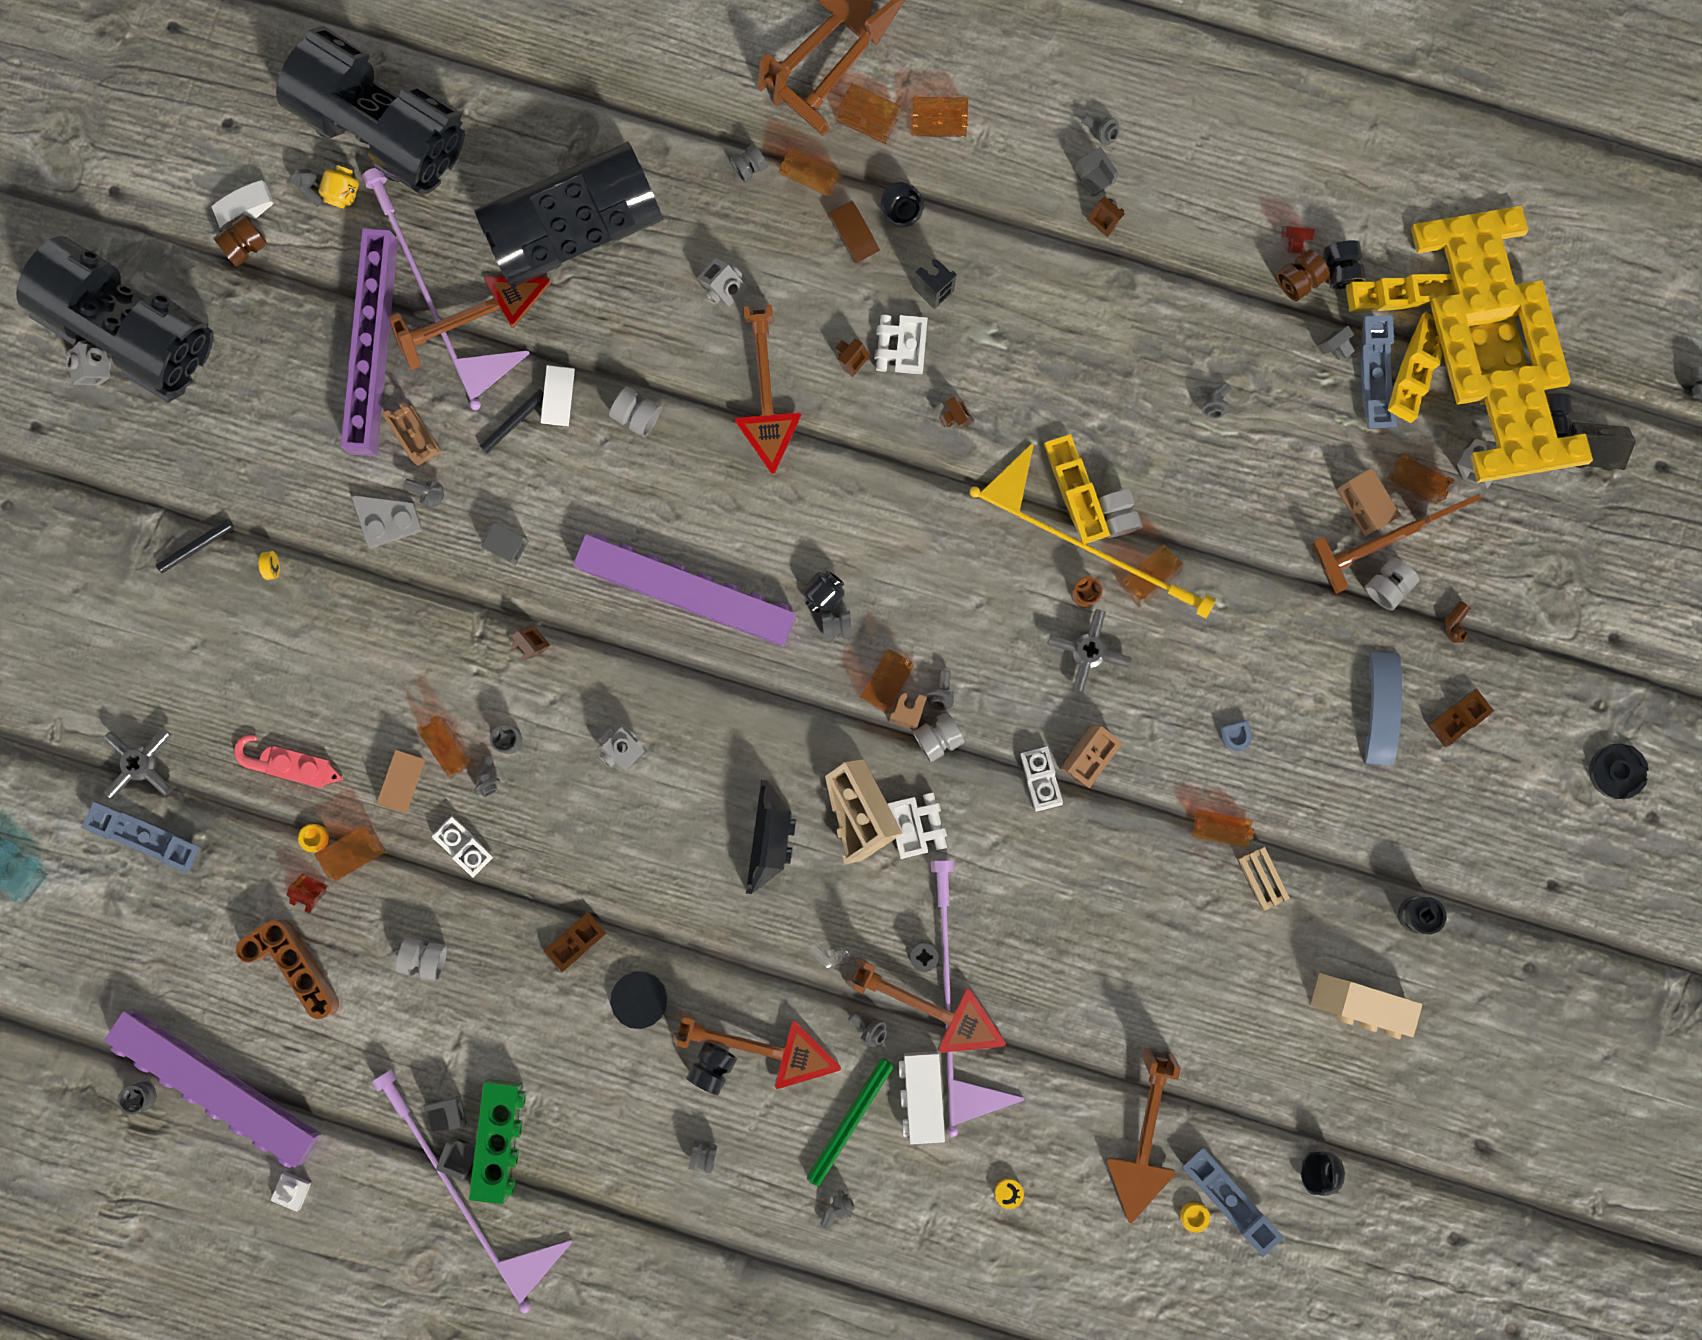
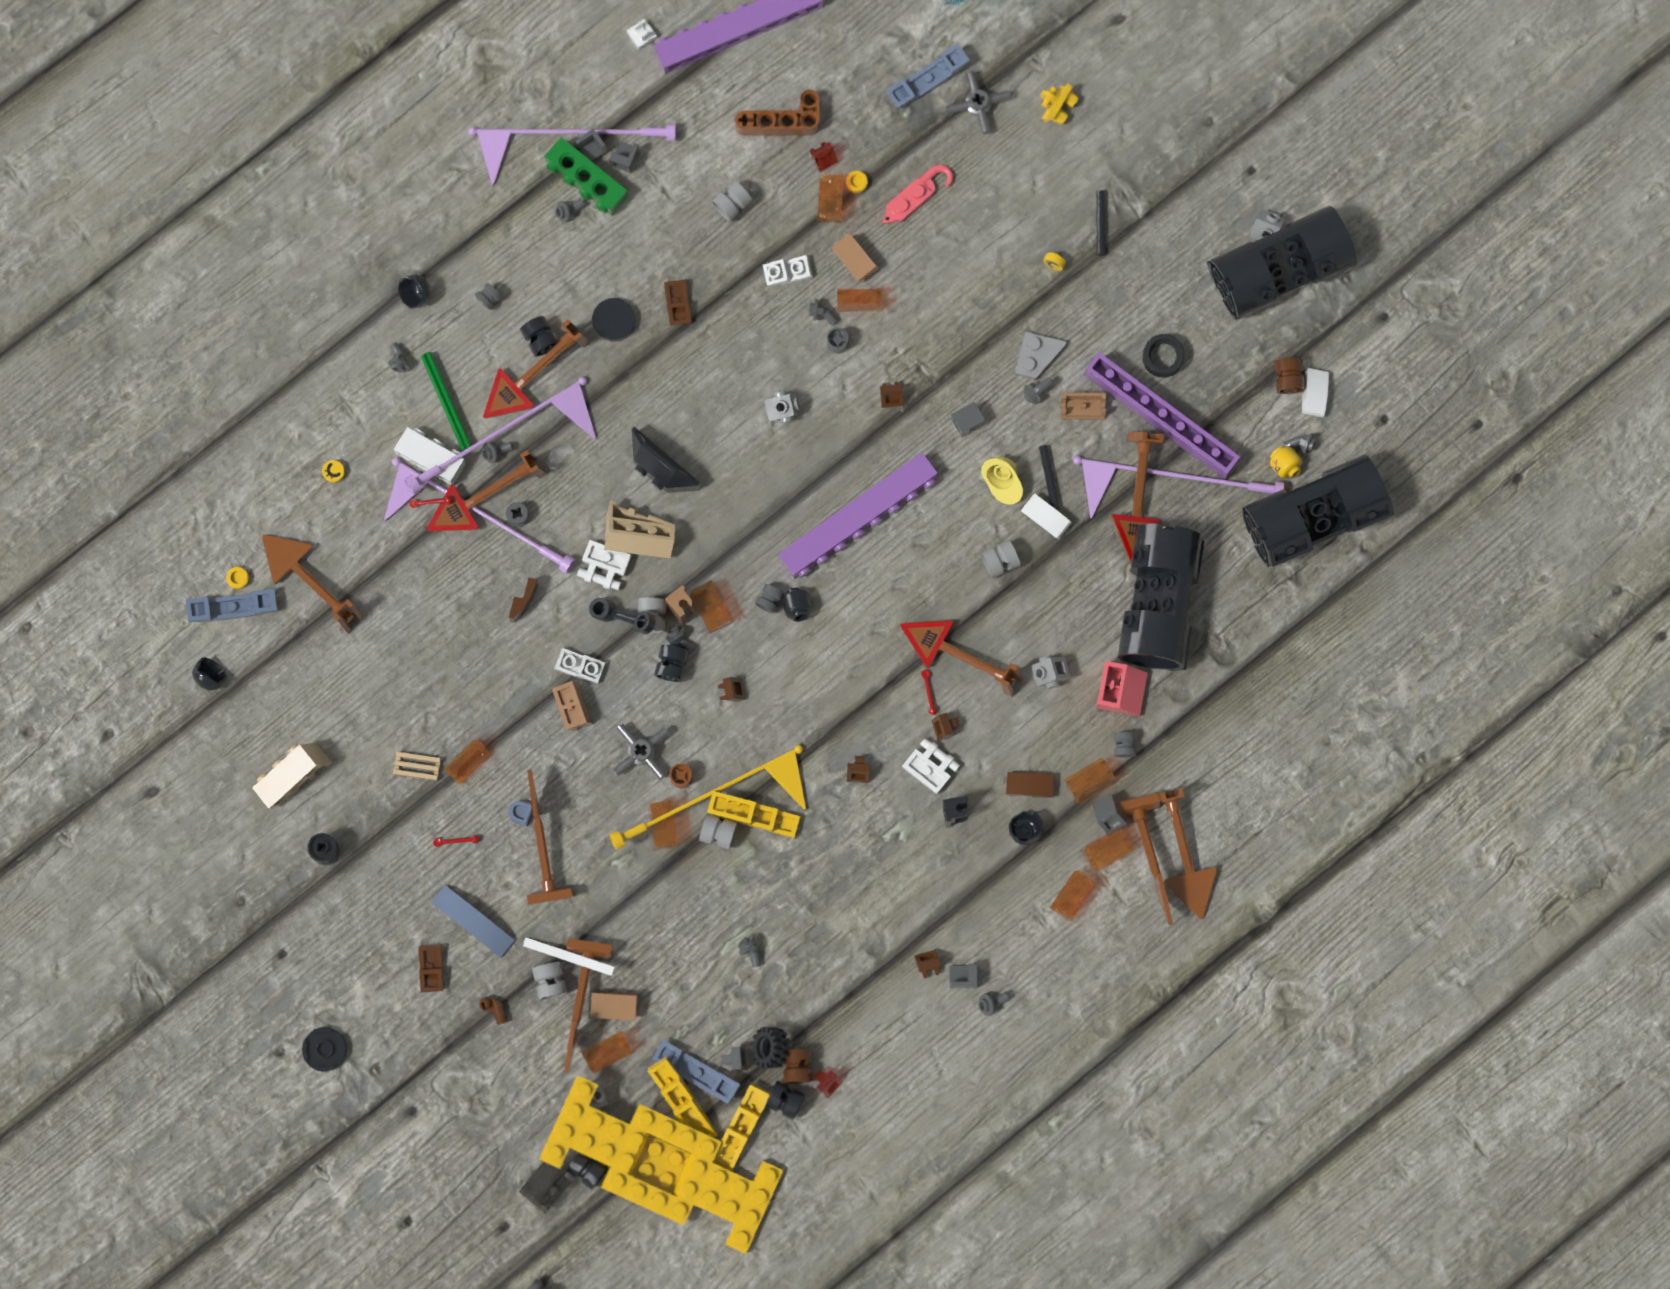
camera: 125 degrees right, 5 degrees down
(85, 680) = (1063, 96): none -> yellow hips
(291, 367) = (1163, 339): none -> black tyre
(546, 463) = (1002, 479): none -> light yellow piece
(549, 1135) = (565, 212): none -> dark grey plate
(693, 203) = (1121, 689): none -> coral slope
(750, 1244) = (414, 291): none -> black hair
(762, 987) = (568, 401): none -> lavender piece
(808, 413) = (925, 675): none -> red hinge
(833, 129) = (1108, 815): none -> dark grey panel
(959, 598) = (733, 689): none -> reddish brown tile
(963, 789) = (606, 611): none -> black piece
(967, 686) = (671, 655): none -> black wheel
(983, 1078) = (414, 503): none -> red hinge
(1020, 885) = (520, 605): none -> reddish brown slope
(1301, 646) = (549, 890): none -> dark orange piece
(1314, 318) = (761, 1047): none -> black tyre
(1325, 801) = (438, 842): none -> red hinge
(1354, 580) = (568, 956): none -> white sticker

